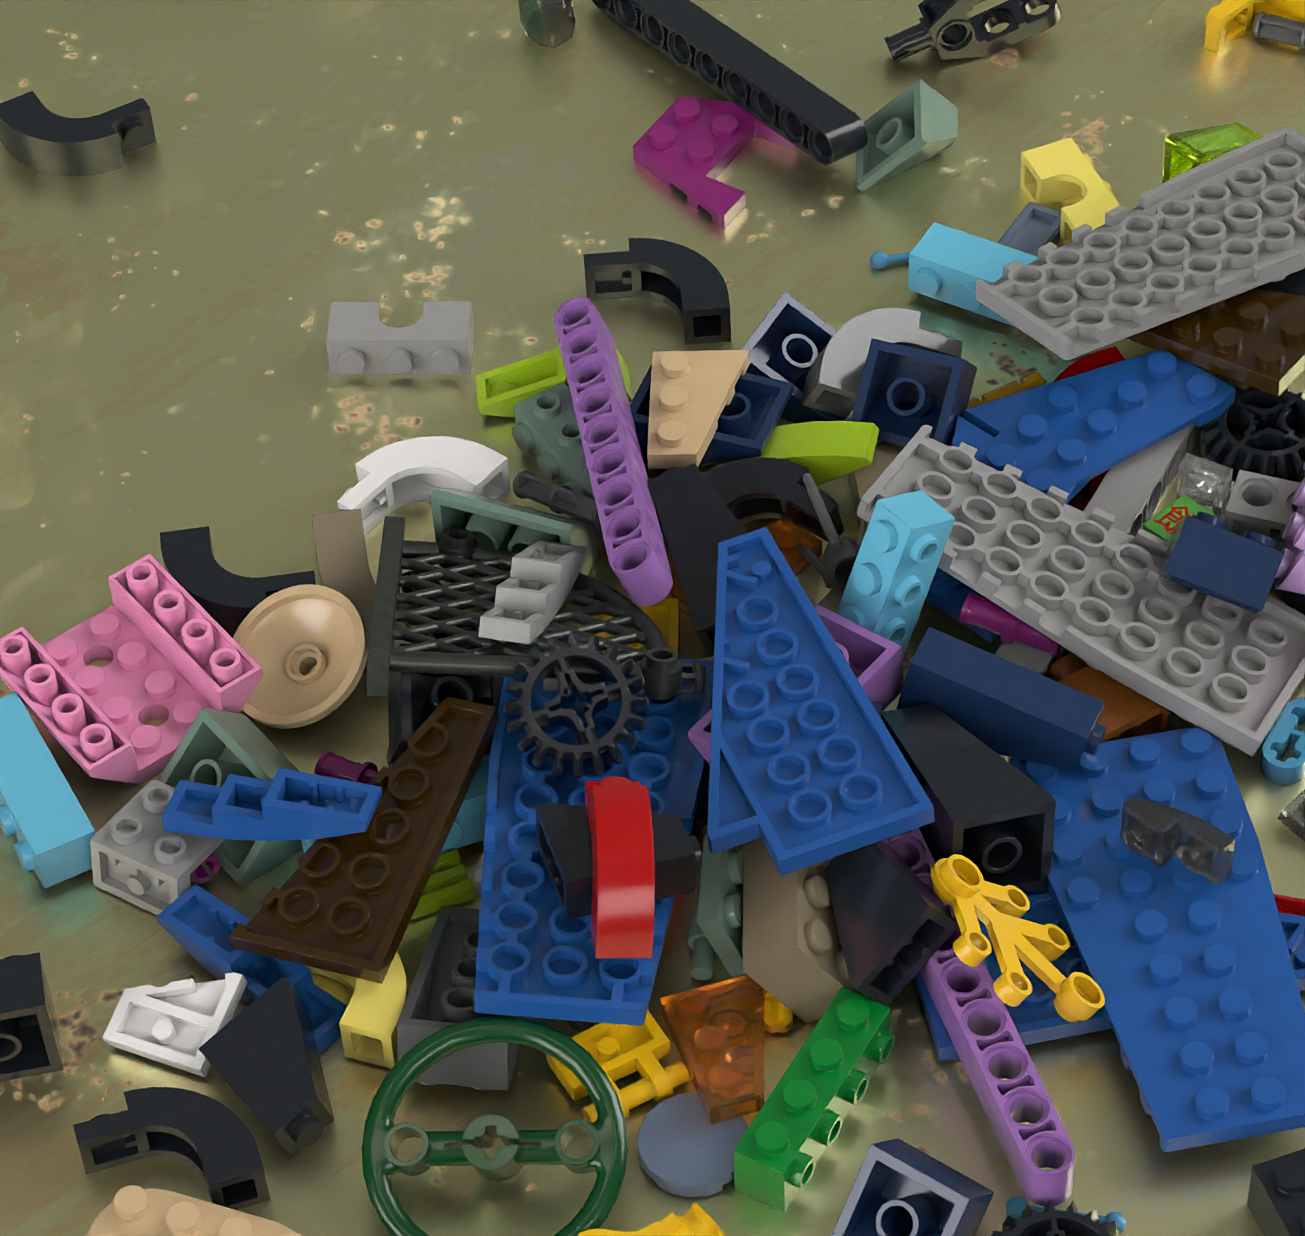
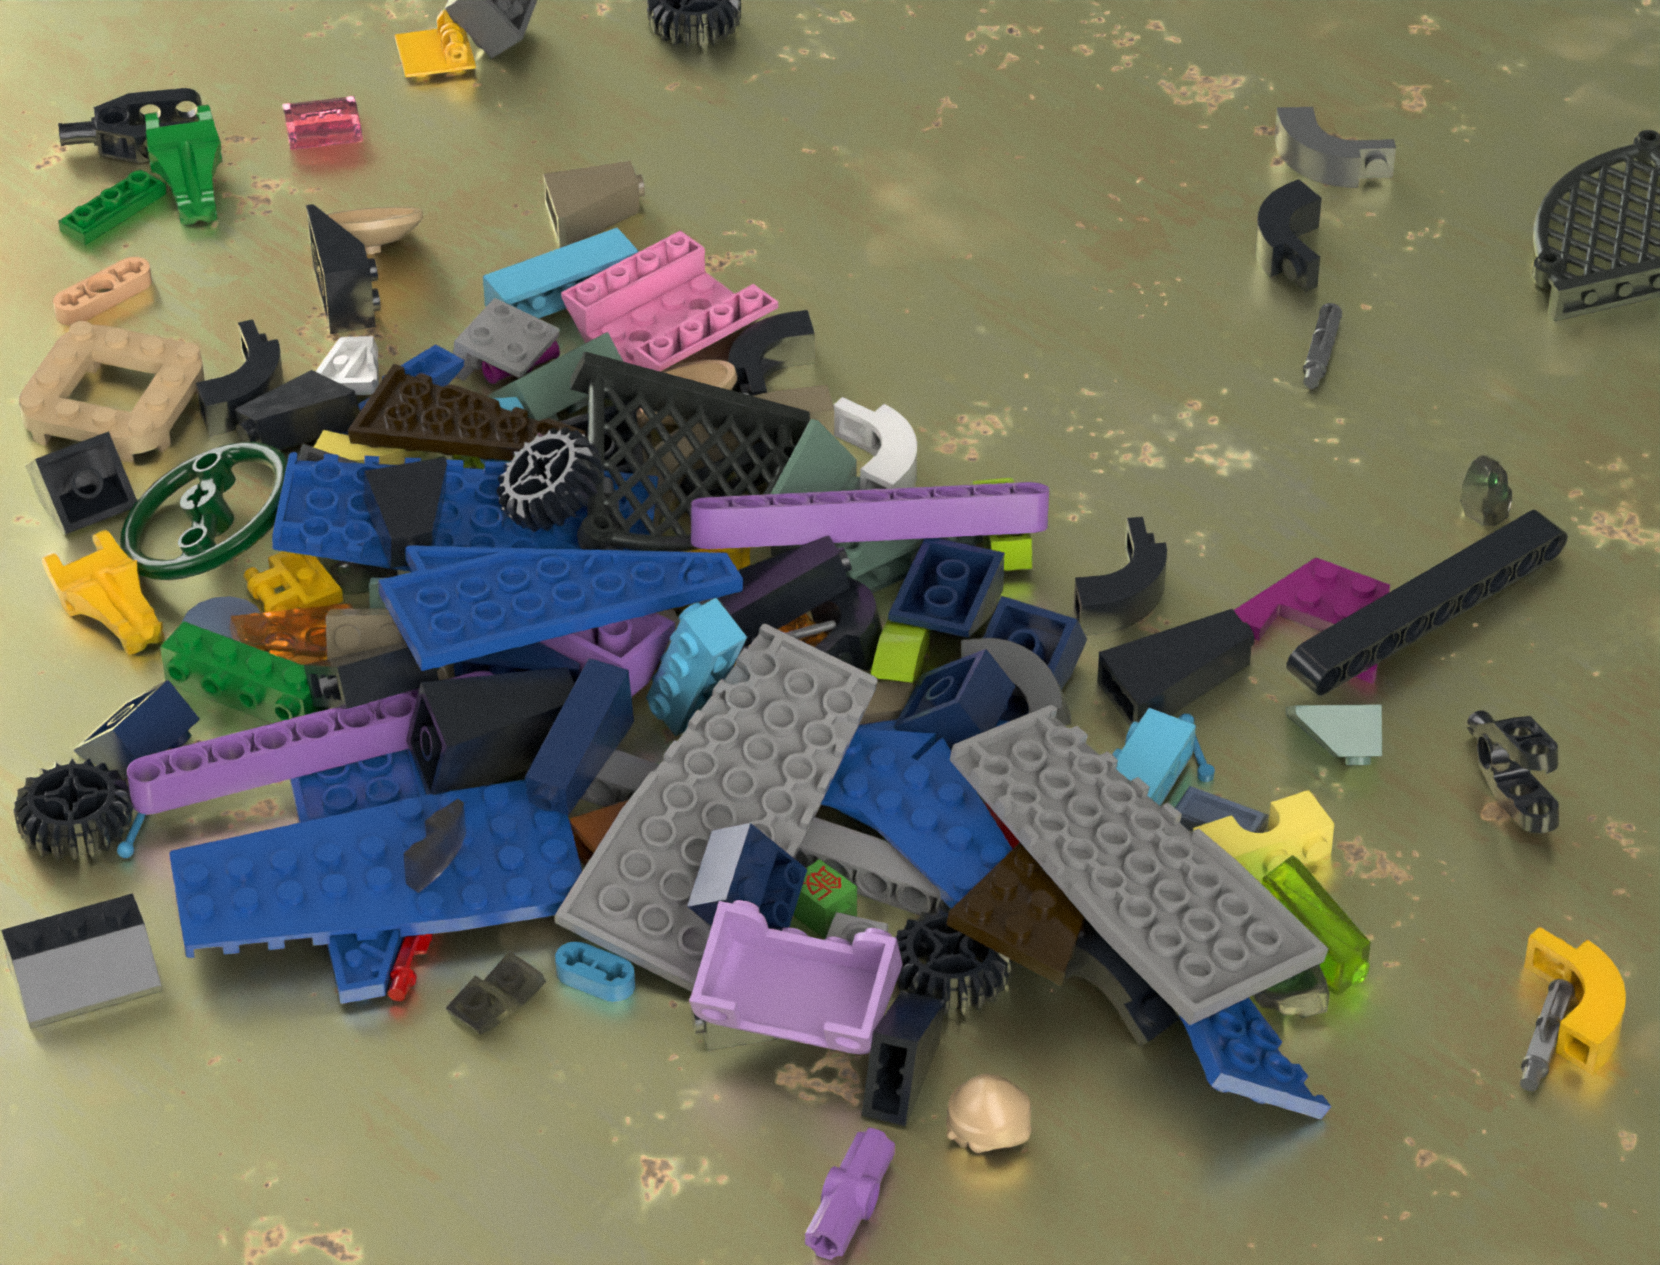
camera: 85 degrees right, 5 degrees down
(261, 810) = (496, 362): blue slope -> none
(266, 125) = (1321, 344): none -> dark grey piece
(433, 345) = (1049, 431): light grey arch -> none
(533, 593) = (683, 465): light grey slope -> none
(621, 868) = (375, 484): red arch -> none
(687, 402) = (942, 563): tan wing -> none
(814, 254) = (1174, 665): none -> black slope
(962, 886) = (349, 744): yellow plant -> none
(1205, 483) = (878, 904): clear bracket -> none

